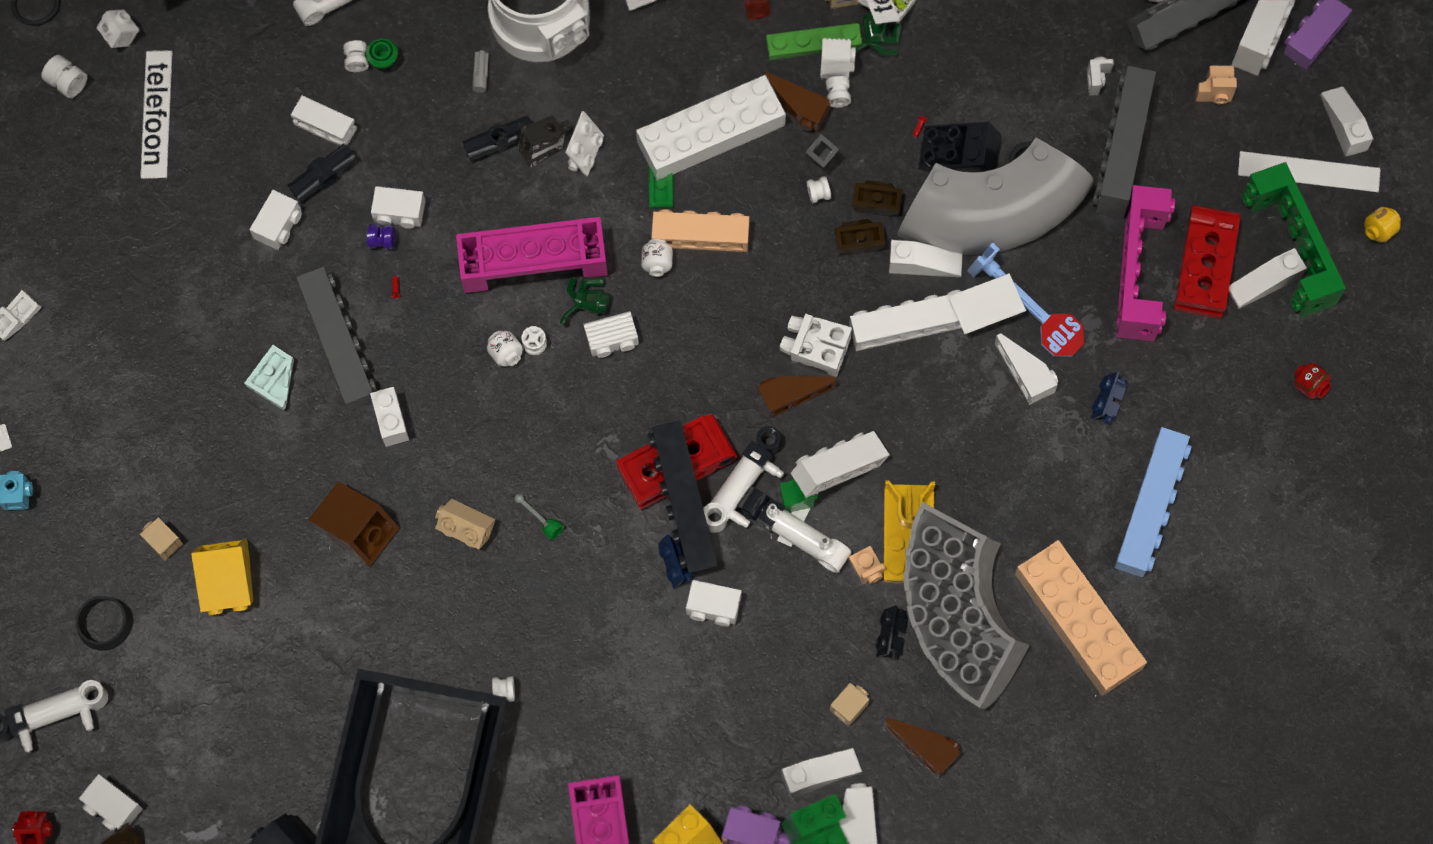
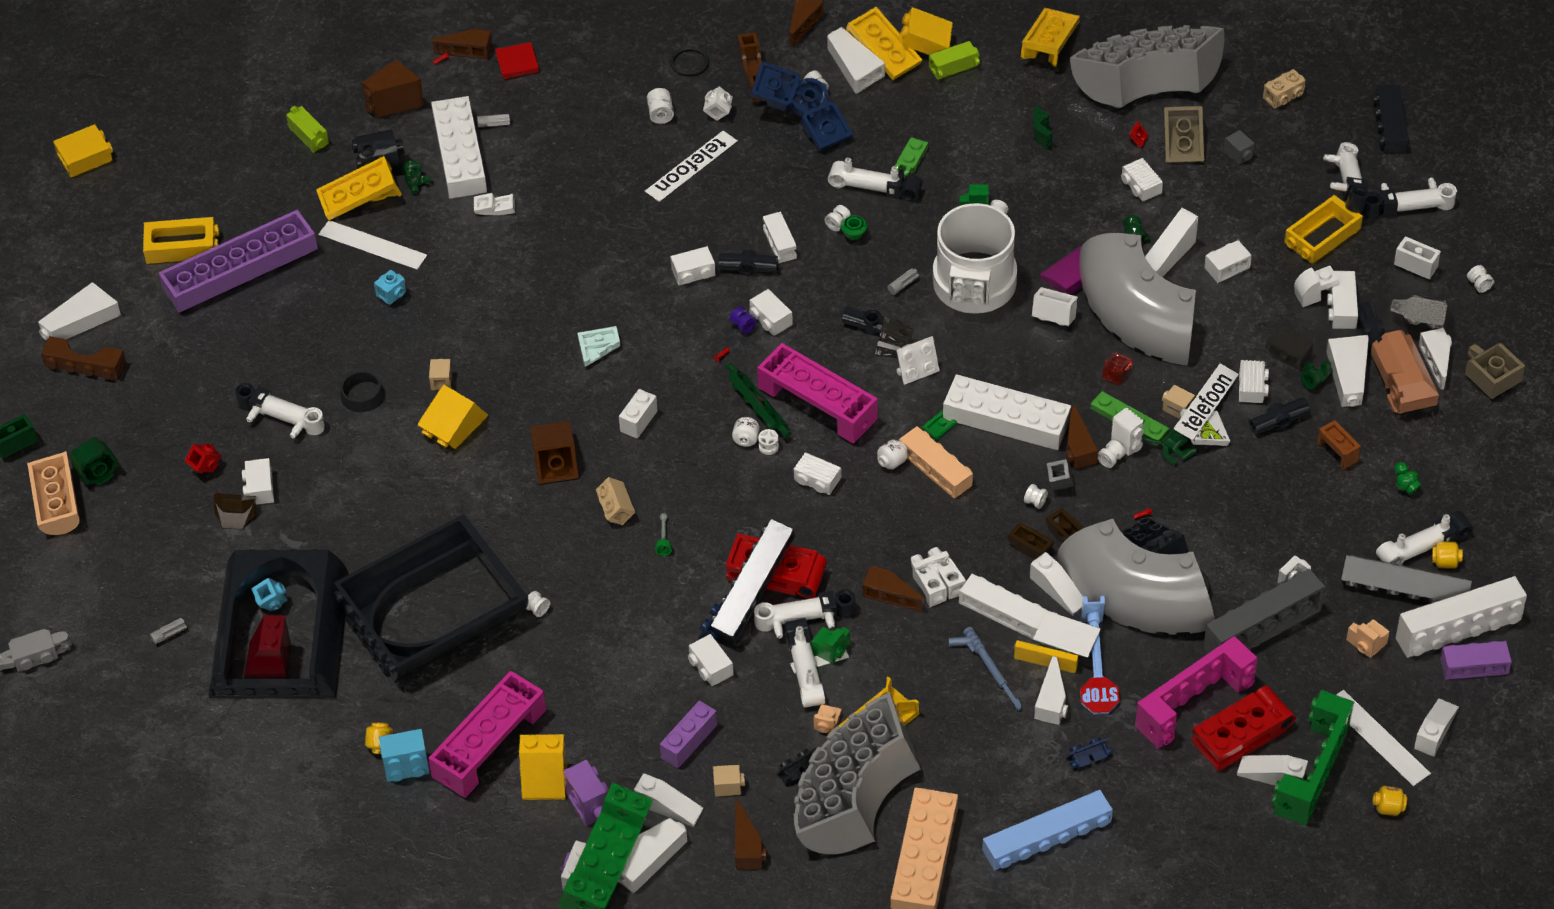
camera: 45 degrees right, 20 degrees down
(336, 339) = (656, 349): dark grey brick -> none
(480, 307) = (757, 400): none -> dark green plate
(590, 300) = (826, 444): dark green piece -> none
(772, 692) = (688, 734): none -> medium lavender brick
(839, 463) = (869, 642): white brick -> none
(914, 380) = (977, 646): none -> sand blue piece
(985, 338) = (1043, 656): none -> yellow tile
(1312, 380) = (1235, 849): red head -> none

